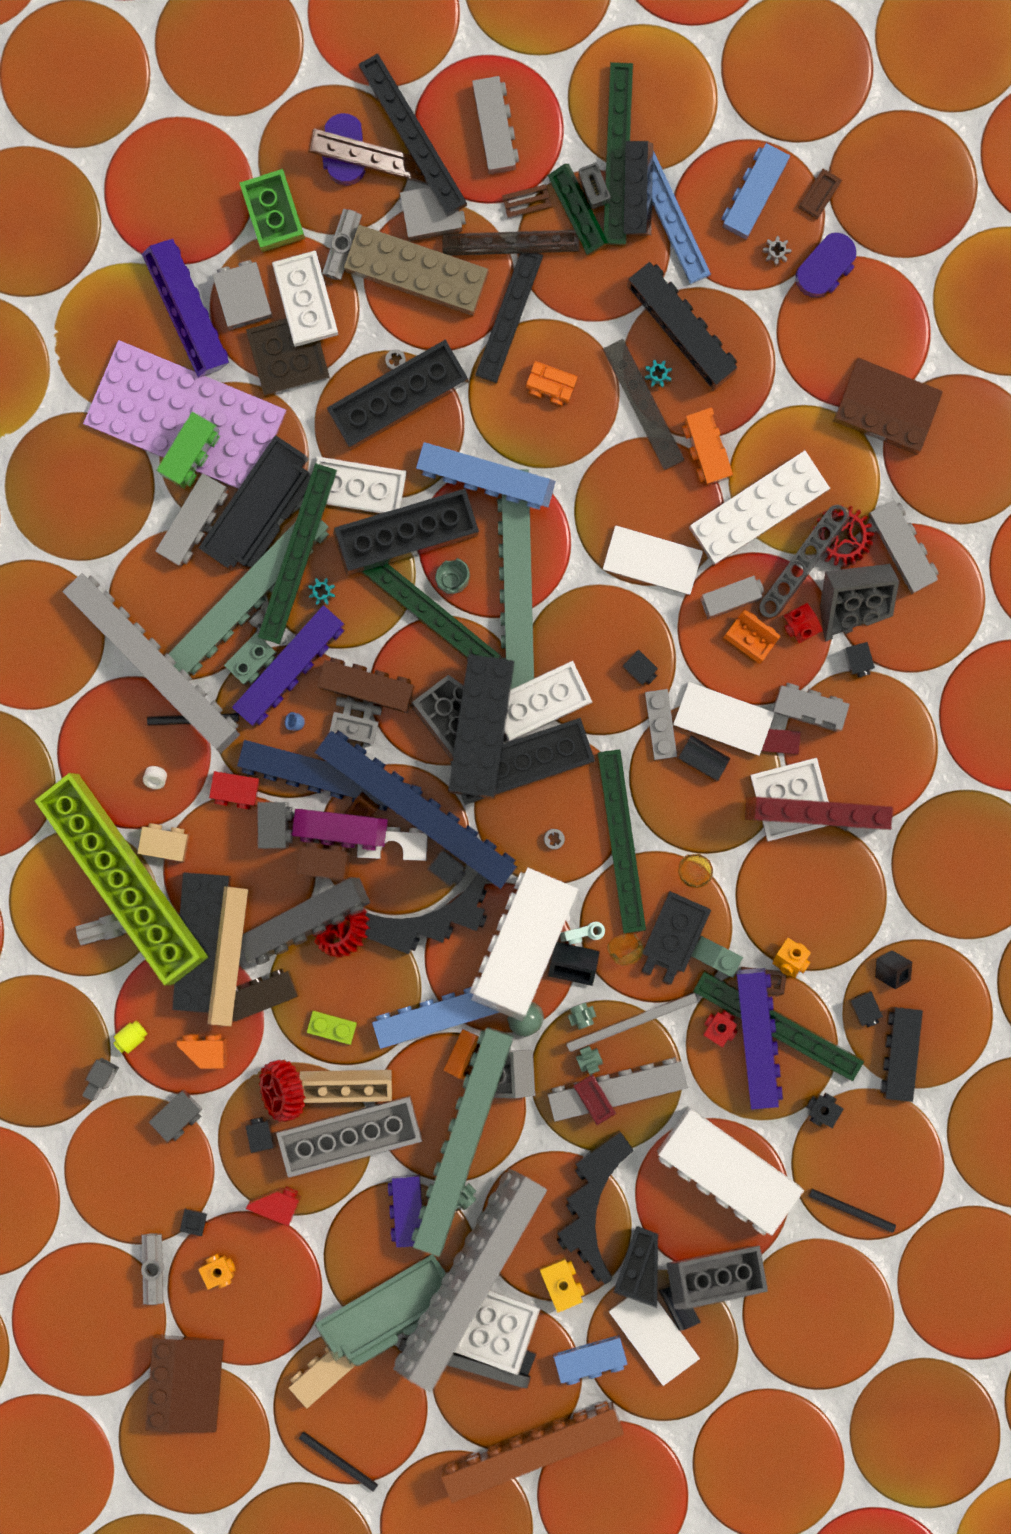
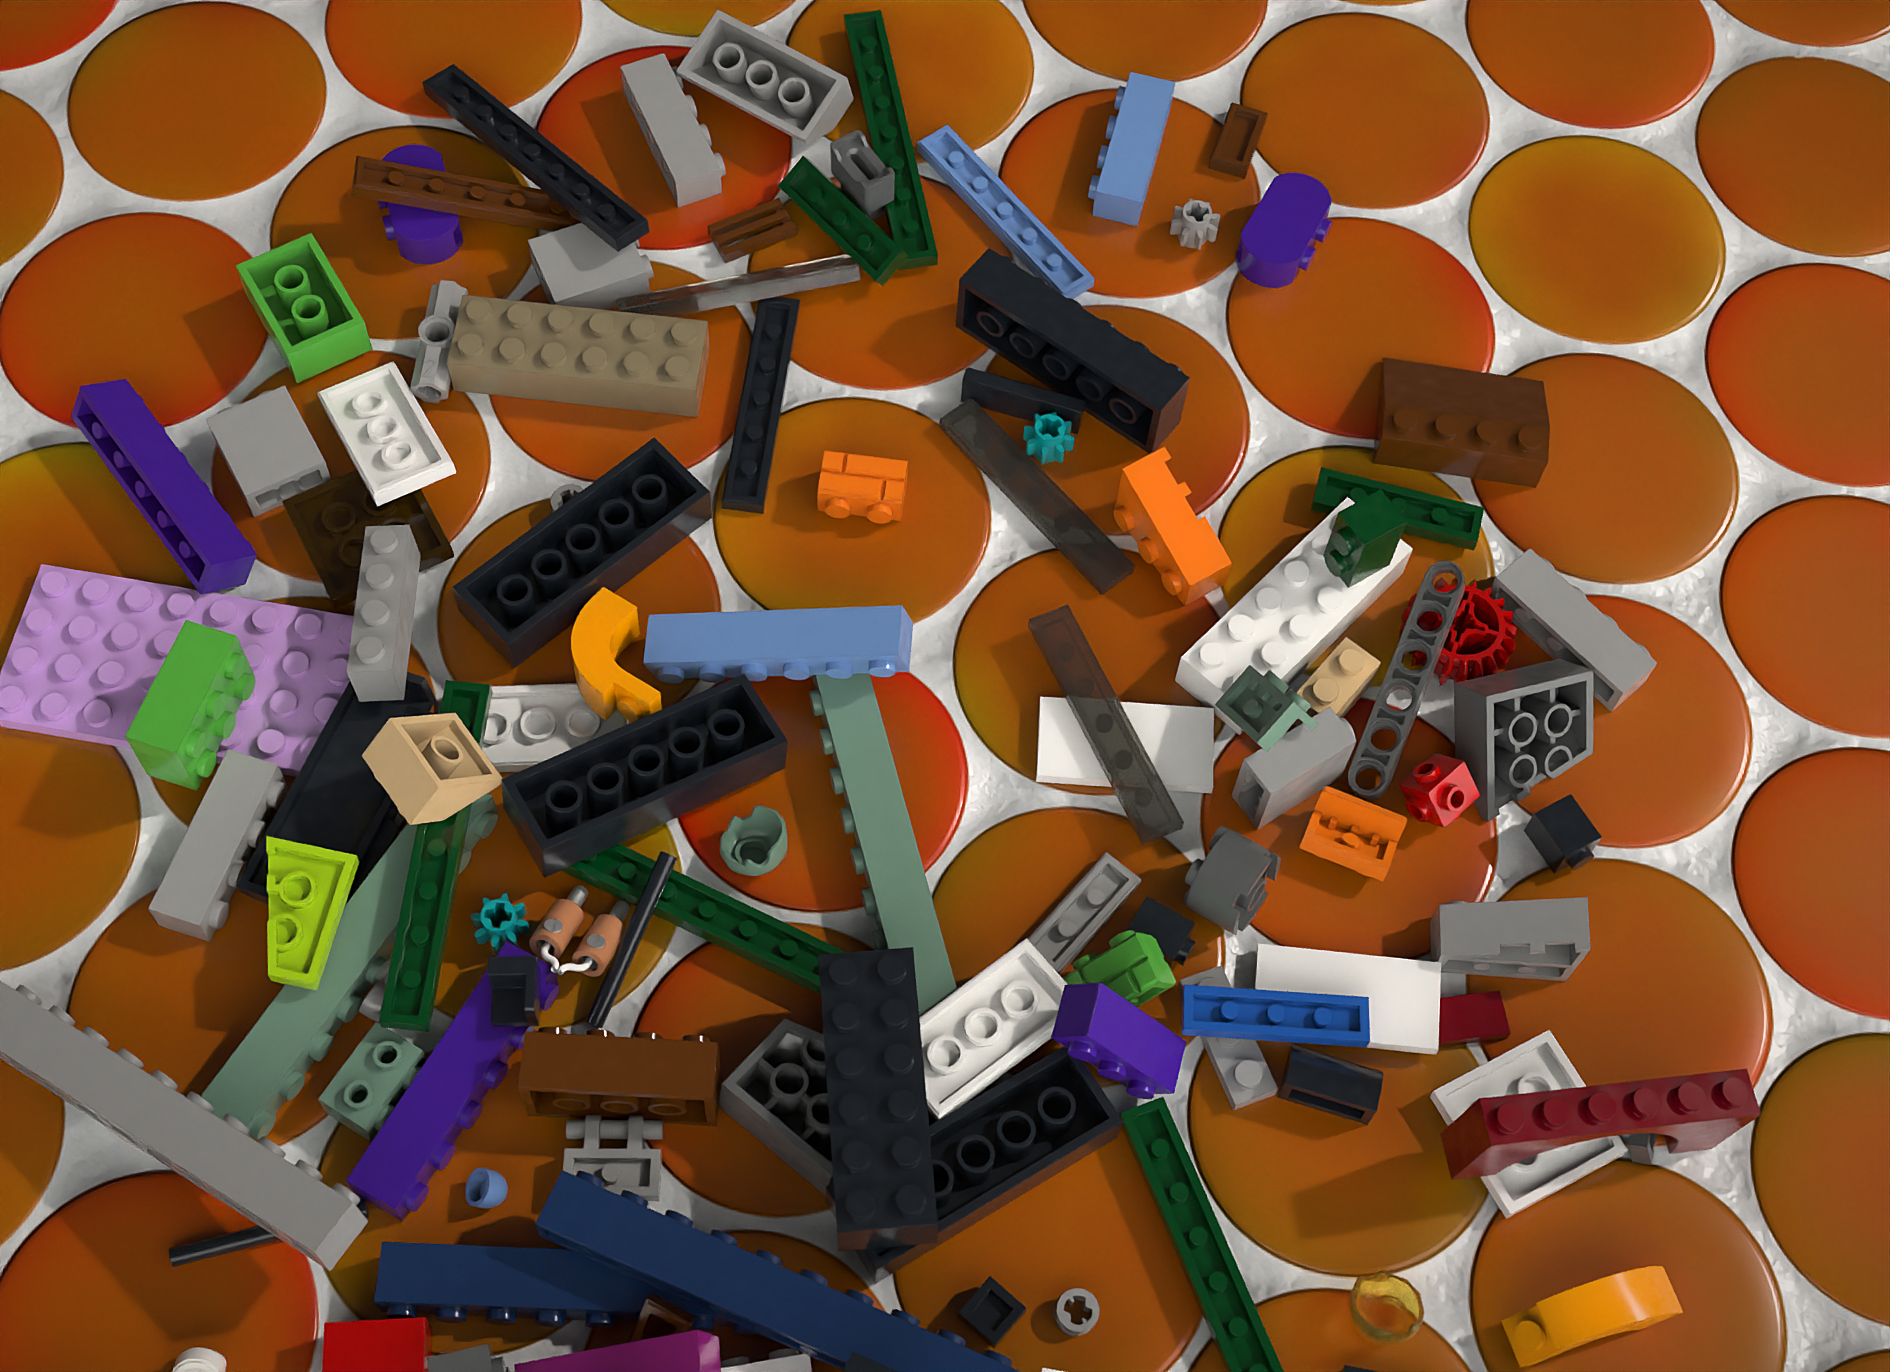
camera: 25 degrees left, 25 degrees down
(230, 569) = (305, 908): none -> lime wing
(290, 416) = (384, 613): none -> light grey brick
(301, 513) = (430, 766): none -> tan slope
(323, 635) = (515, 991): none -> black panel
(368, 611) = (562, 923): none -> nougat piece
(384, 613) = (631, 940): none -> black bar
(394, 448) = (597, 639): none -> light orange arch
(515, 831) = (991, 1312): none -> black plate
(553, 106) = (766, 79): none -> light grey slope
(603, 722) = (1118, 1040): none -> dark purple brick
(606, 646) = (1084, 912): none -> light grey tile
(613, 689) = (1129, 968): none -> bright green brick
(638, 188) = (937, 169): black brick -> none
(643, 548) = (1105, 725): none -> clear smoke tile
(650, 347) = (1020, 398): none -> black tile
(682, 650) = (1230, 880): none -> dark grey brick
(683, 723) = (1275, 1016): none -> blue plate
(721, 569) = (1262, 708): none -> sand green bracket
(766, 555) = (1339, 680): none -> tan brick
(790, 895) = (1591, 1312): none -> light orange arch
(797, 488) = (1364, 538): none -> dark green brick
(835, 455) = (1425, 513): none -> dark green plate

